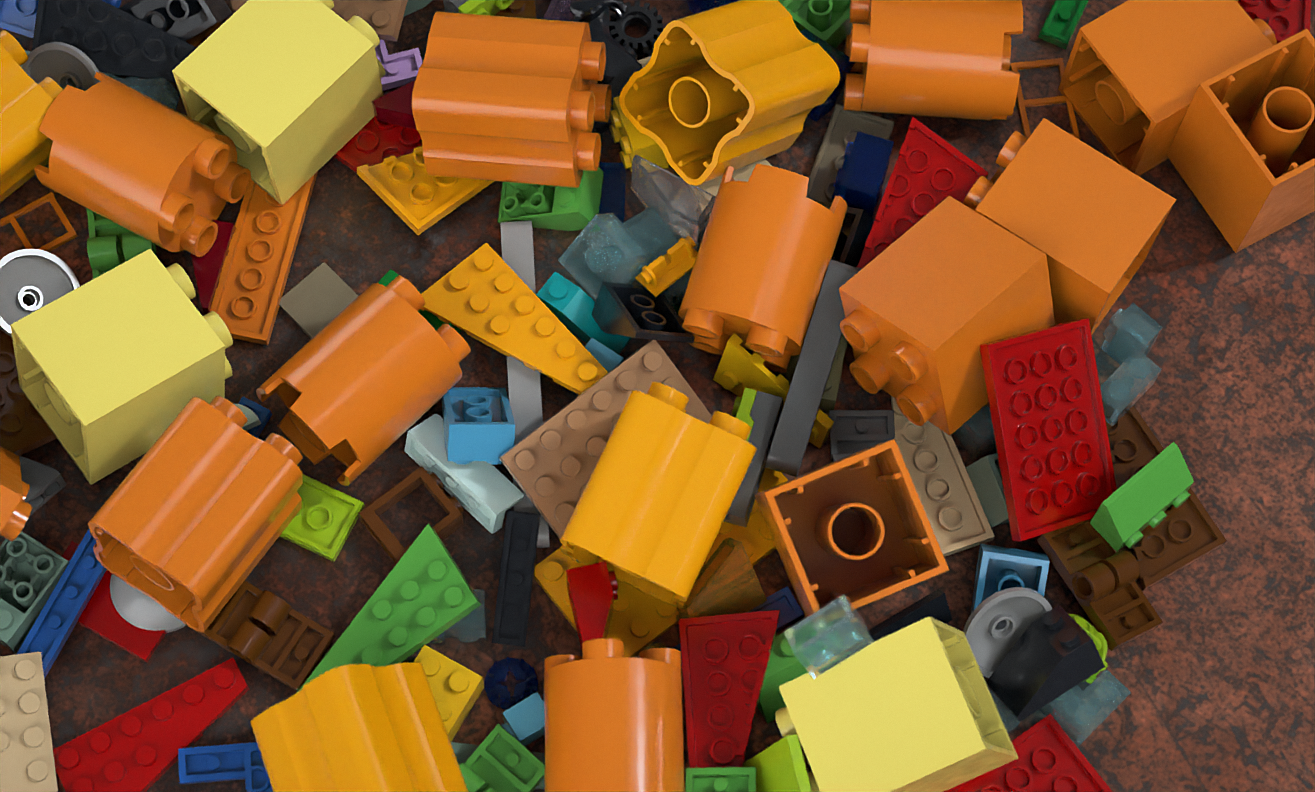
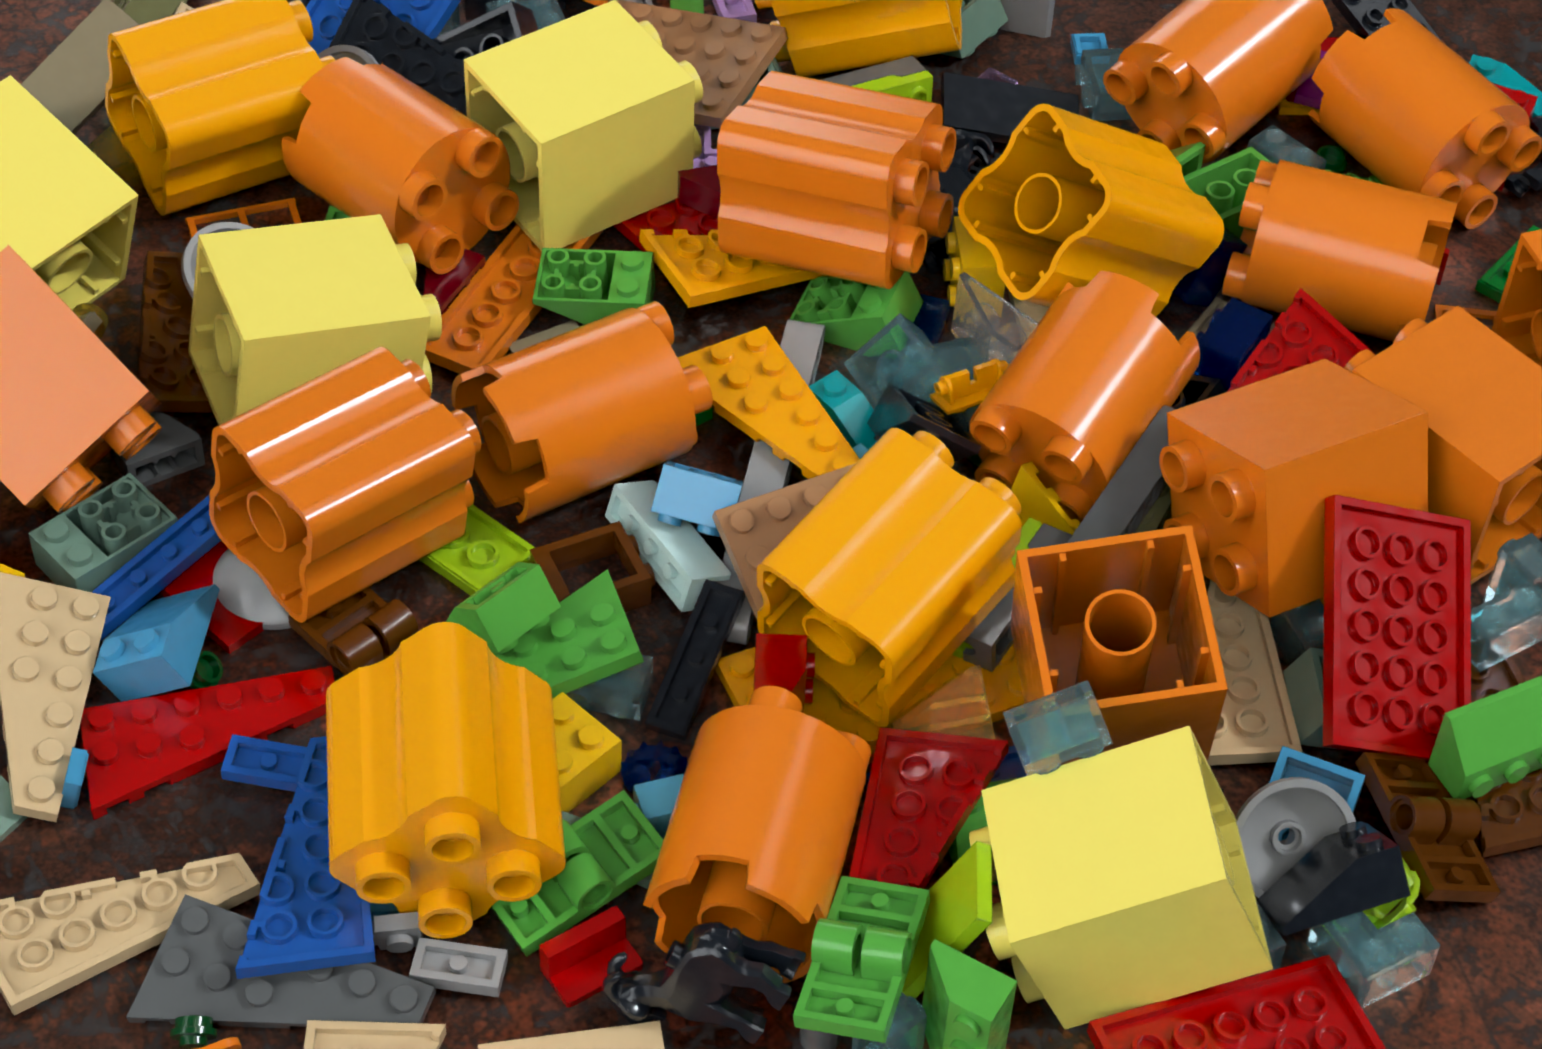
camera: 15 degrees right, 20 degrees down
(91, 677) = (157, 645): none -> dark azure slope
(132, 690) = (208, 671): none -> dark green plate
(335, 230) = (593, 282): none -> bright green slope
(355, 587) = (508, 607): none -> bright green slope

